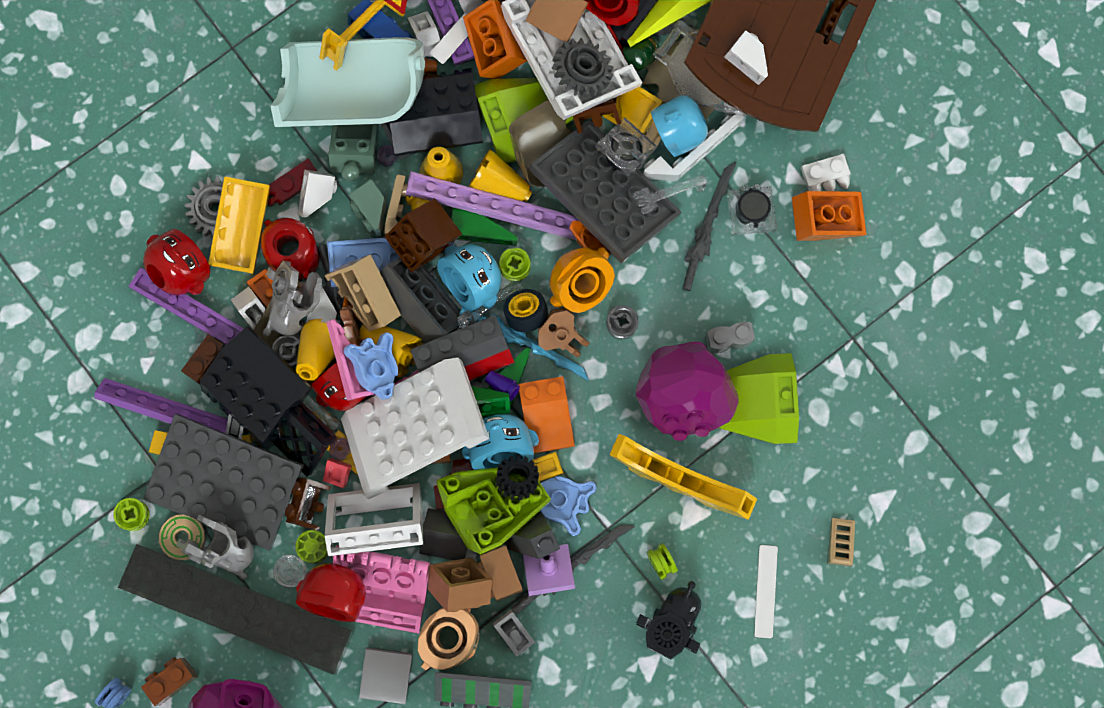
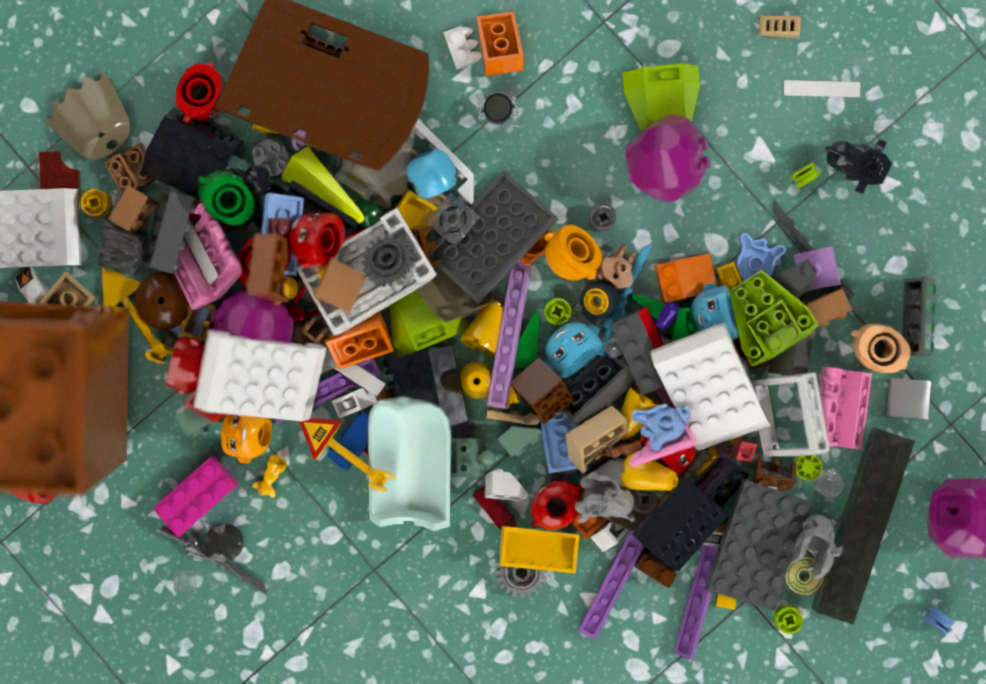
camera: 85 degrees left, 10 degrees up
(169, 681) = (924, 574): dark orange brick -> none
(175, 263) = (576, 601): red piece -> none
(332, 592) = (852, 446): red piece -> none
(459, 584) = (840, 341): medium nougat brick -> none
(513, 633) = (870, 295): light grey slope -> none
(517, 488) = (759, 298): black tyre -> none
(650, 199) = (476, 157): clear hinge -> none
(681, 479) = (739, 157): yellow arch -> none
(703, 233) = (519, 151): dark grey sword -> none
(736, 337) = (614, 130): light grey brick -> none
(749, 57) = (370, 114): white slope -> none

